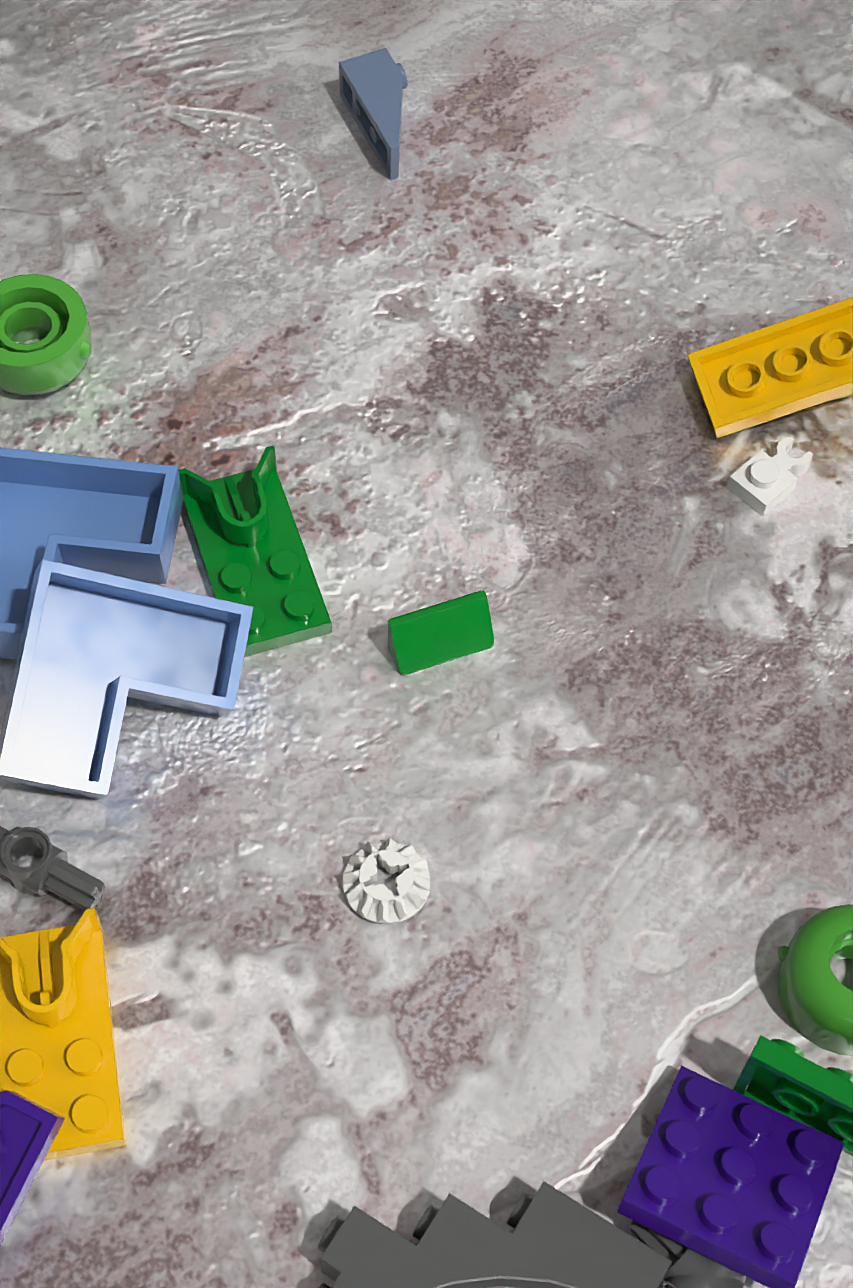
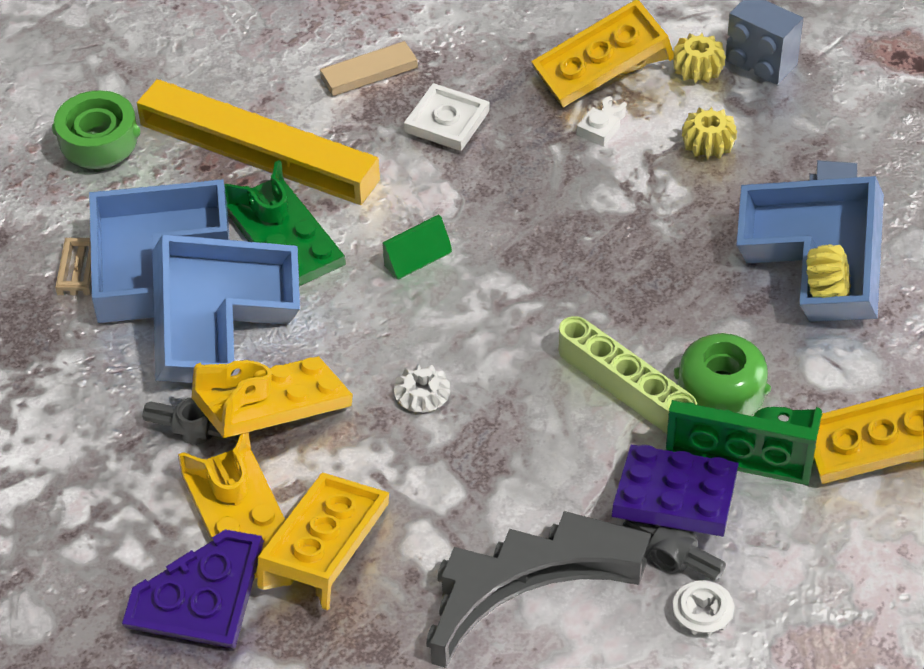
camera: 10 degrees left, 10 degrees down
(146, 852) = (265, 395): none -> yellow plate
(159, 1125) = (321, 535): none -> yellow plate
(261, 403) = (259, 141): none -> yellow brick
(450, 313) = (368, 68): none -> tan tile
(541, 419) = (446, 116): none -> white plate
(701, 914) = (619, 371): none -> yellowish green beam

